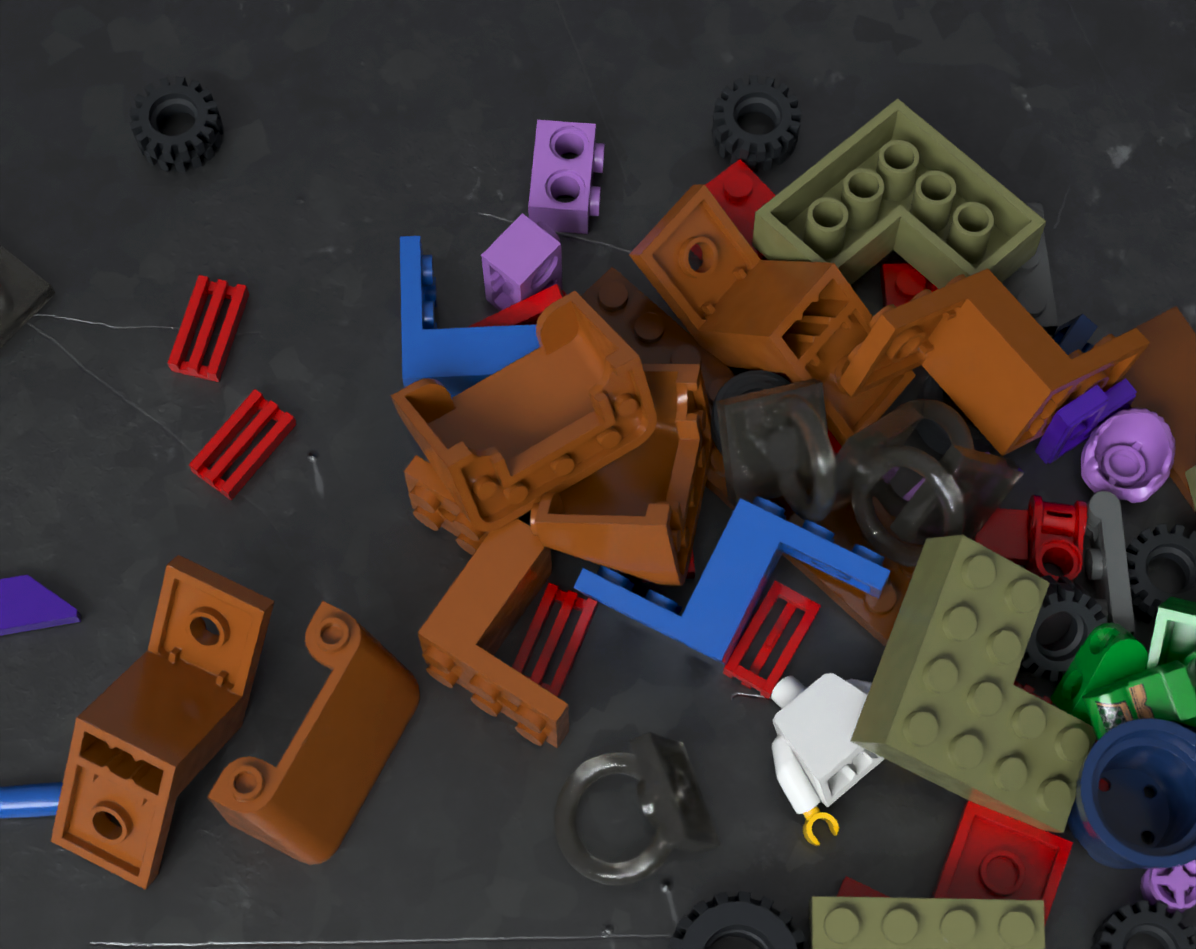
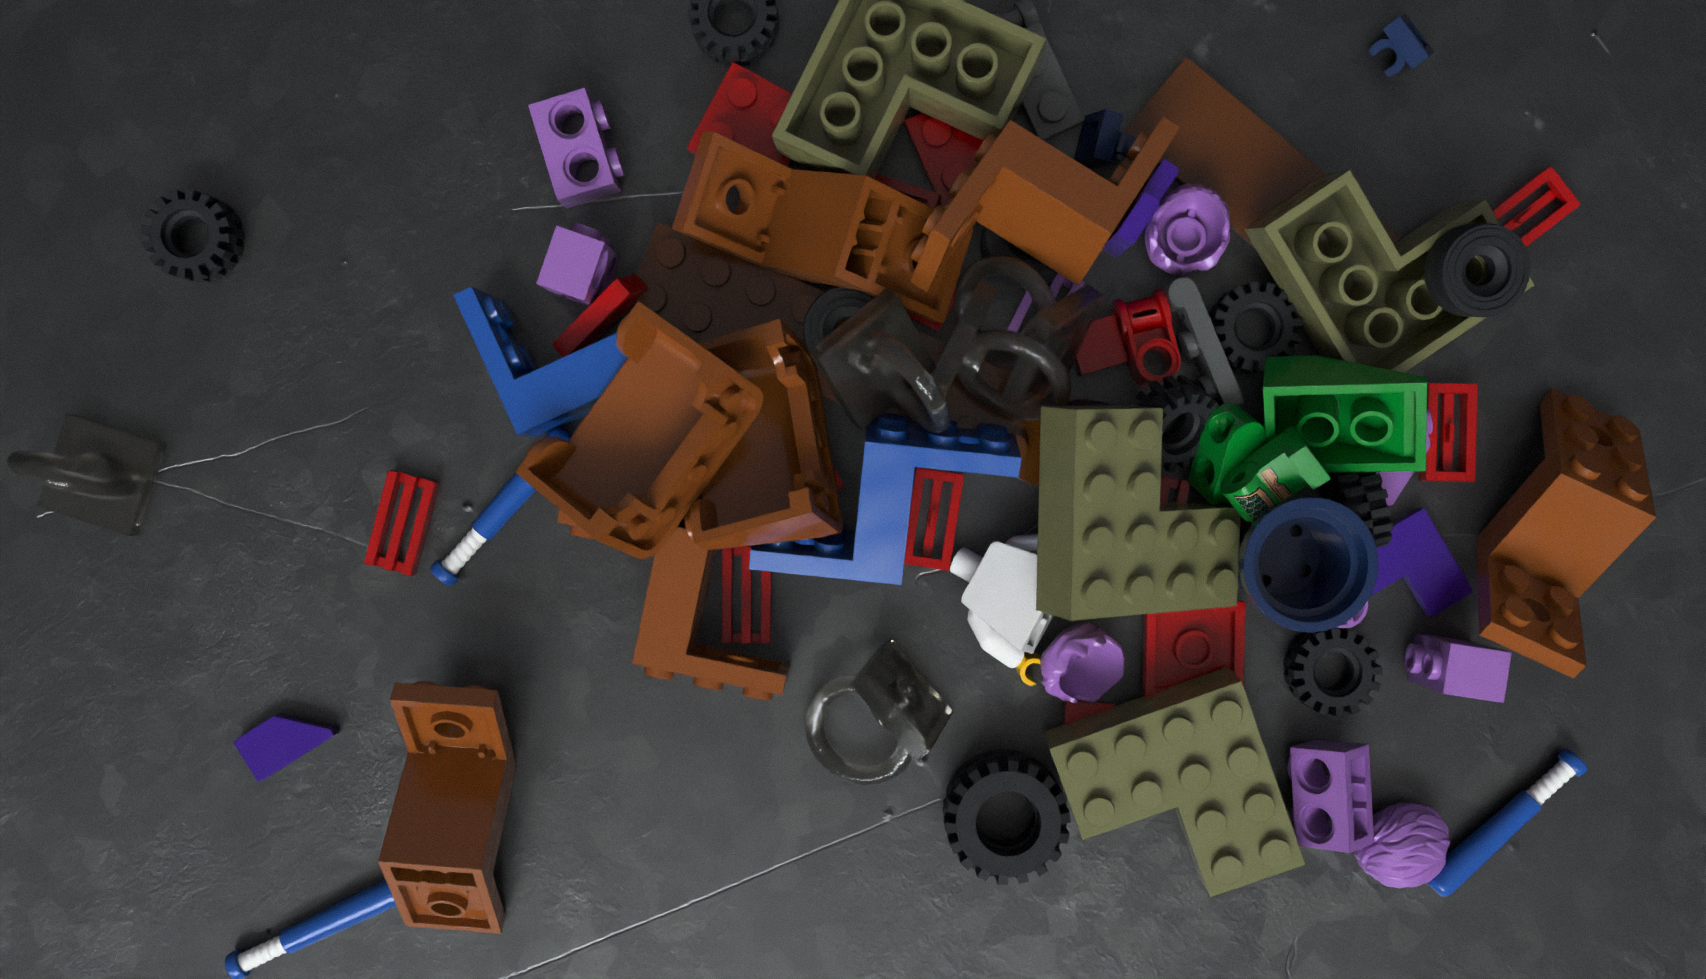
camera: 20 degrees left, 20 degrees up
(219, 291) = (301, 425): red tile -> none
(336, 753) = (609, 769): dark orange windscreen -> none
(353, 463) = (488, 523): none -> blue piece
(876, 835) = (1082, 663): none -> medium lavender hair

